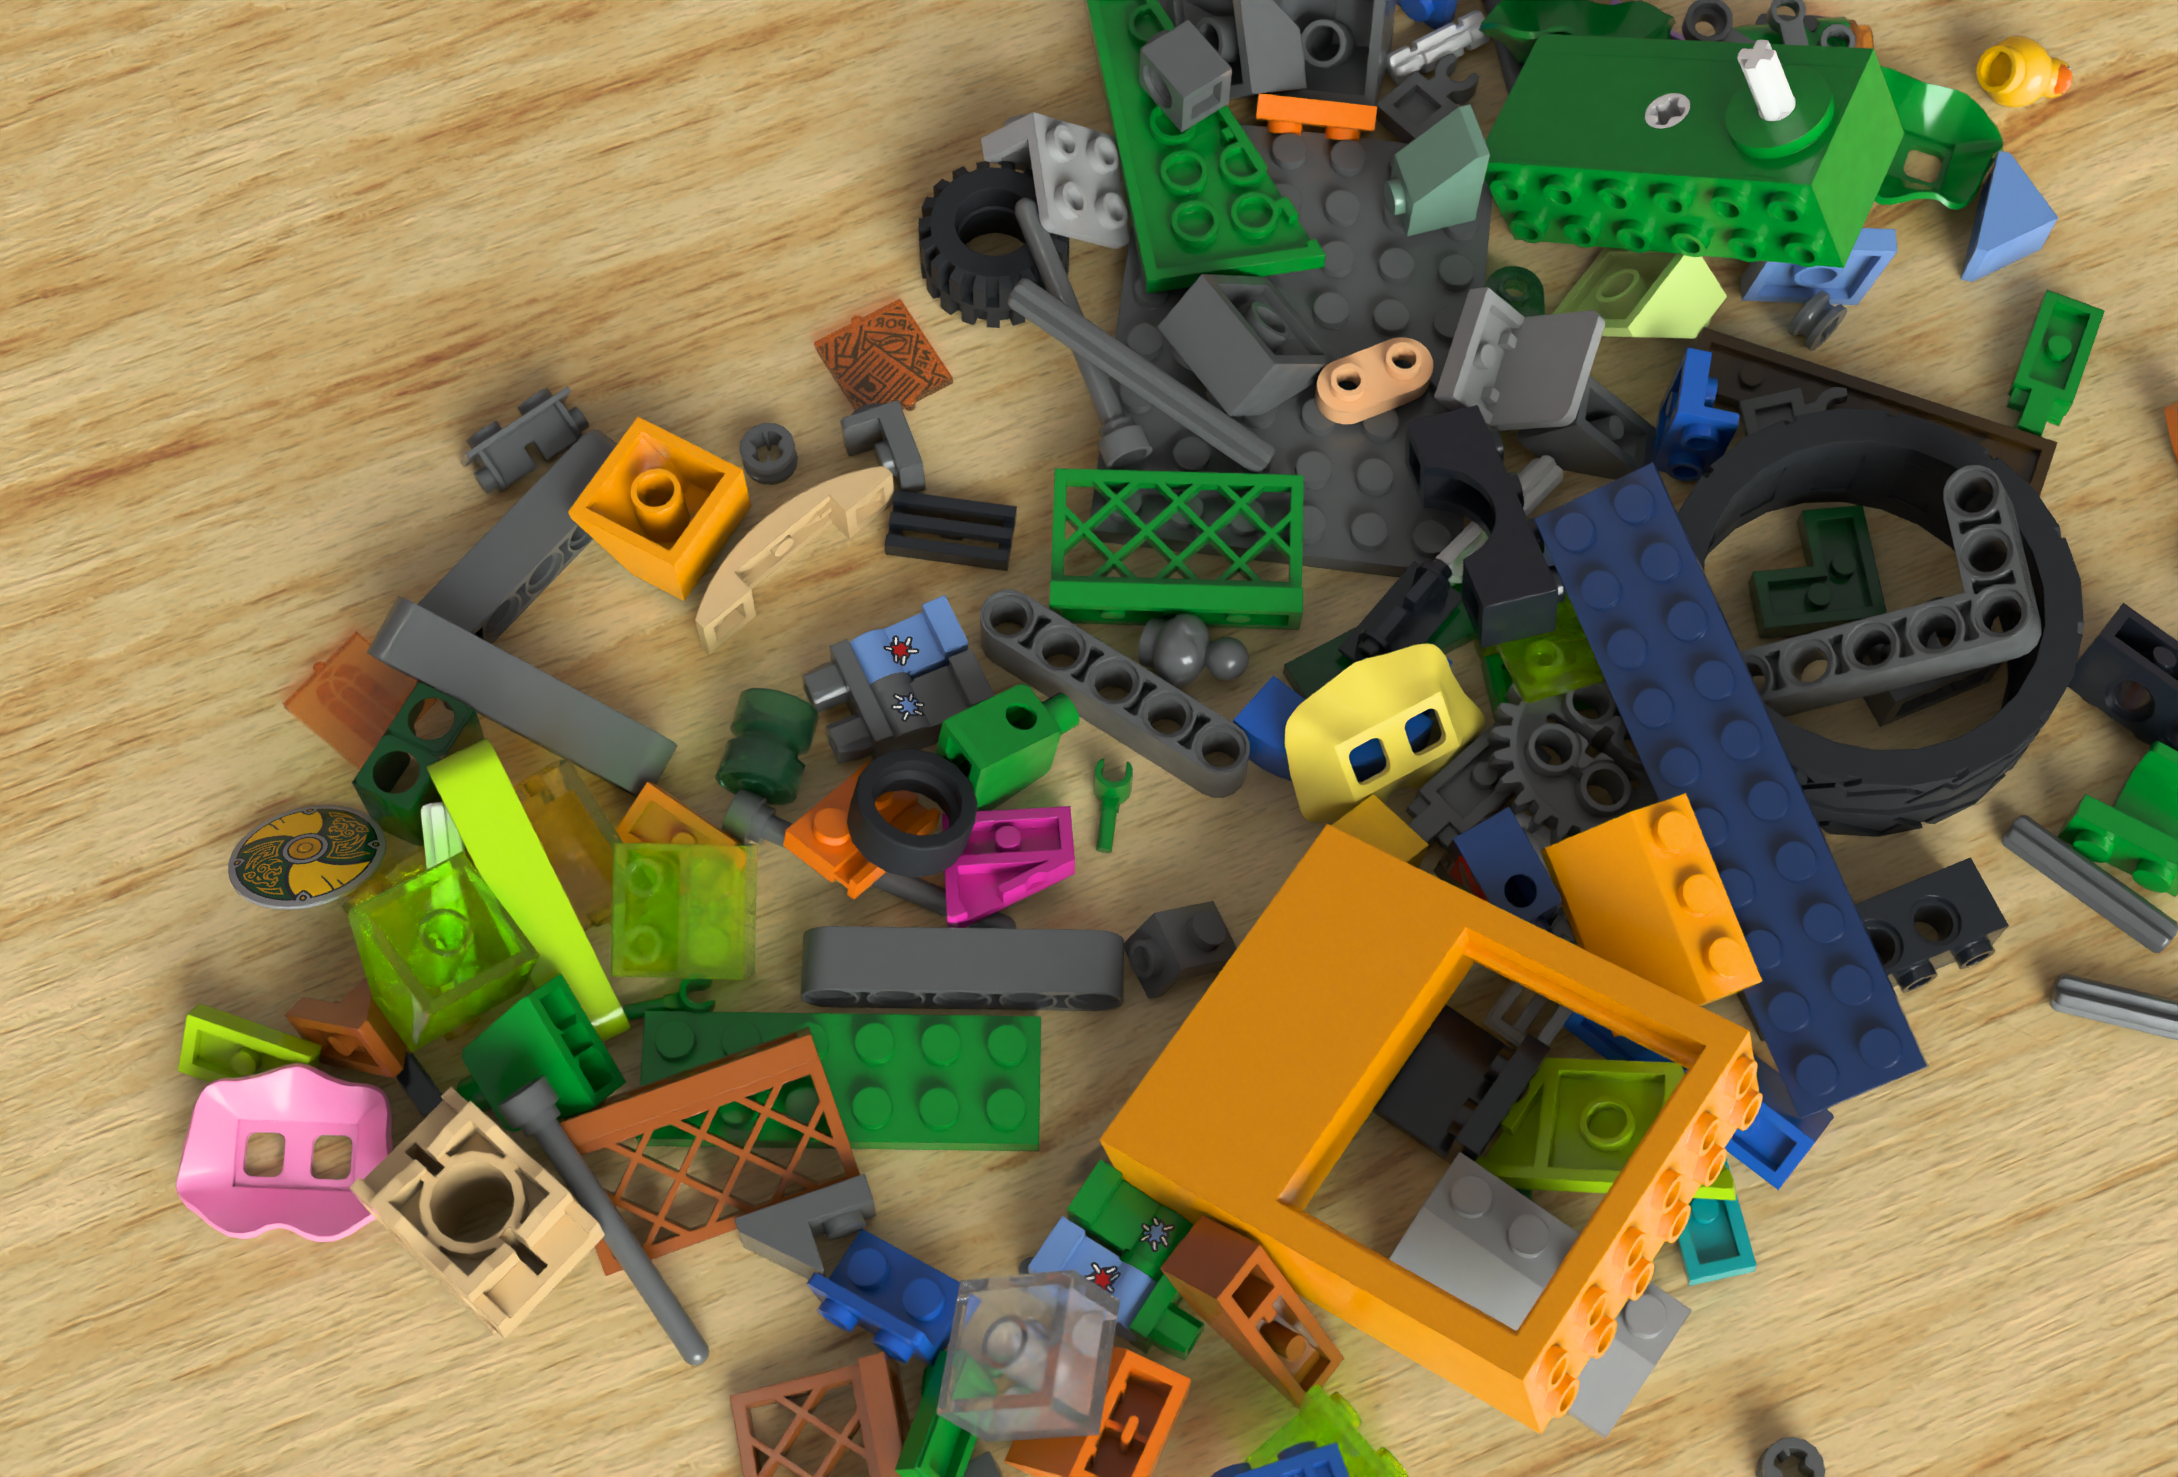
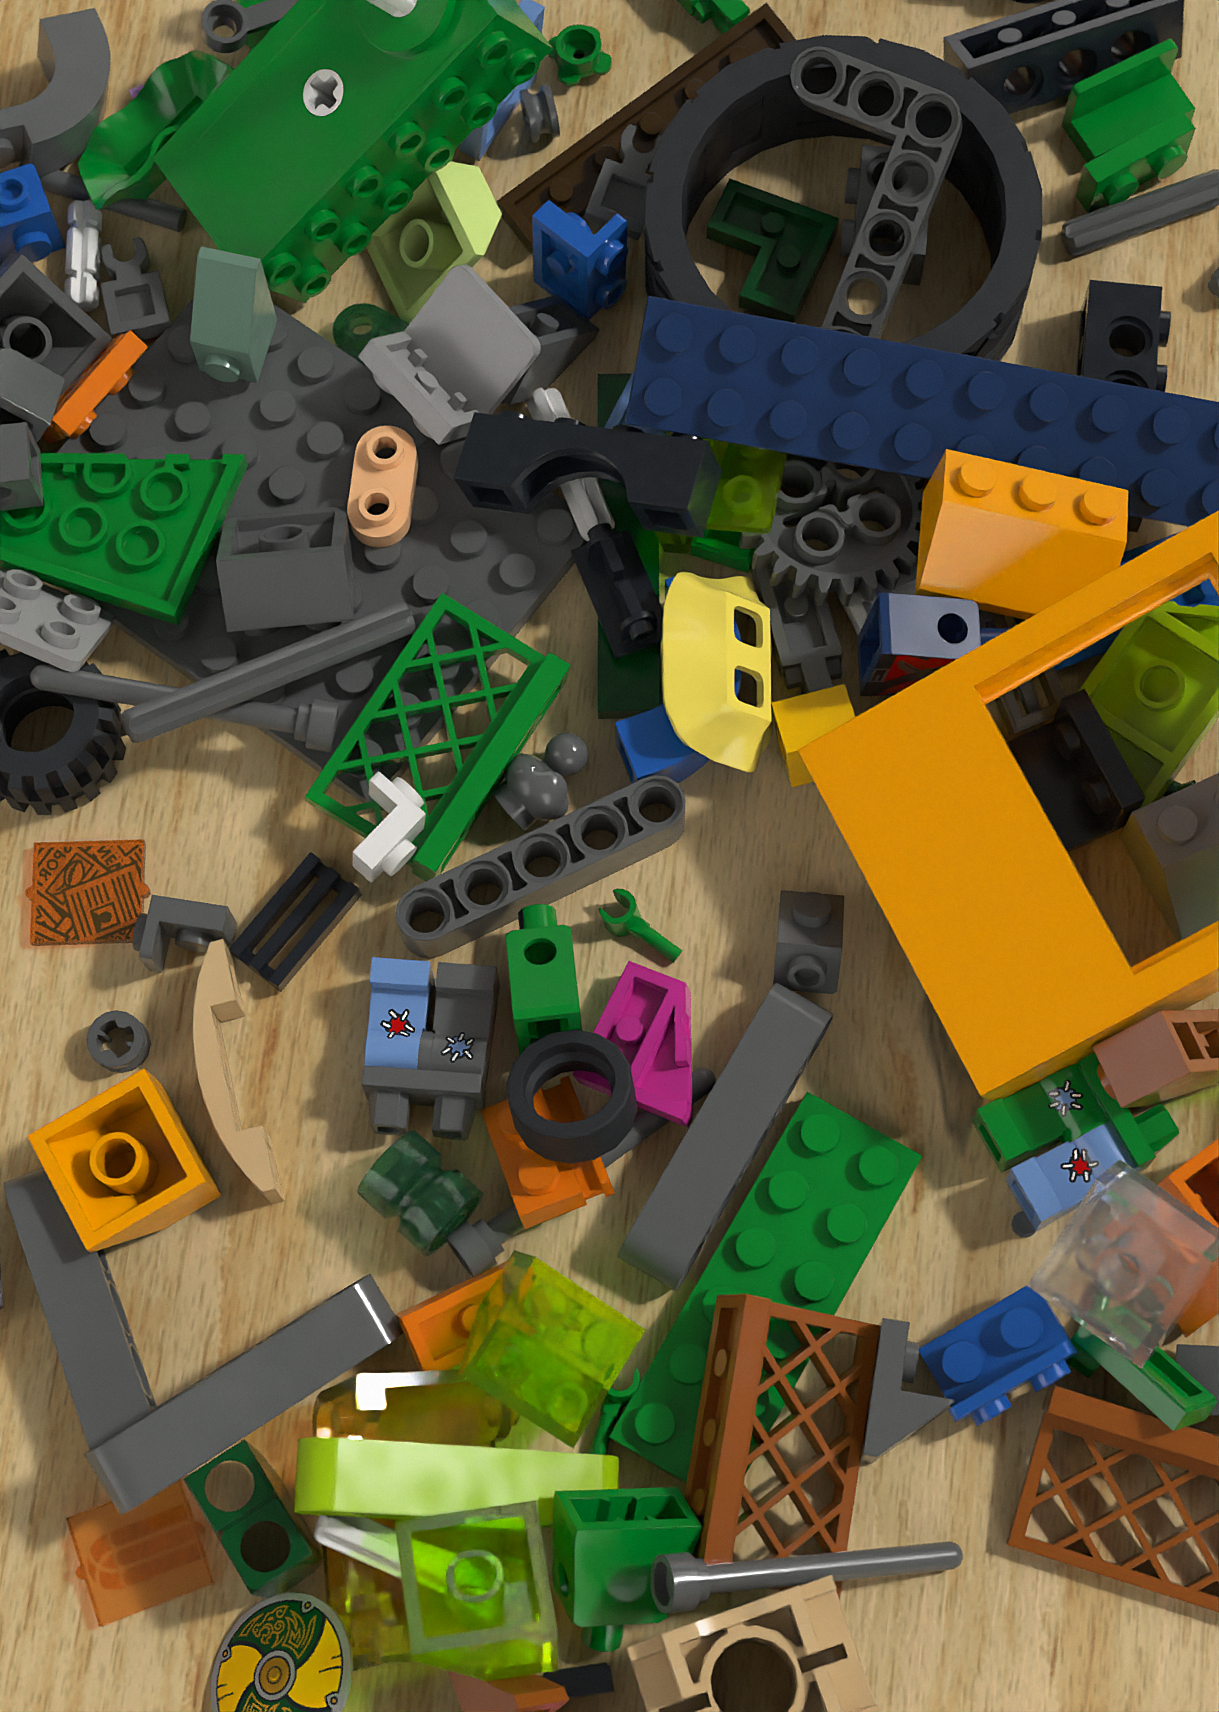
camera: 55 degrees left, 5 degrees up
(1052, 551) = (390, 842): none -> white bracket
(1904, 309) = (574, 41): none -> green plate

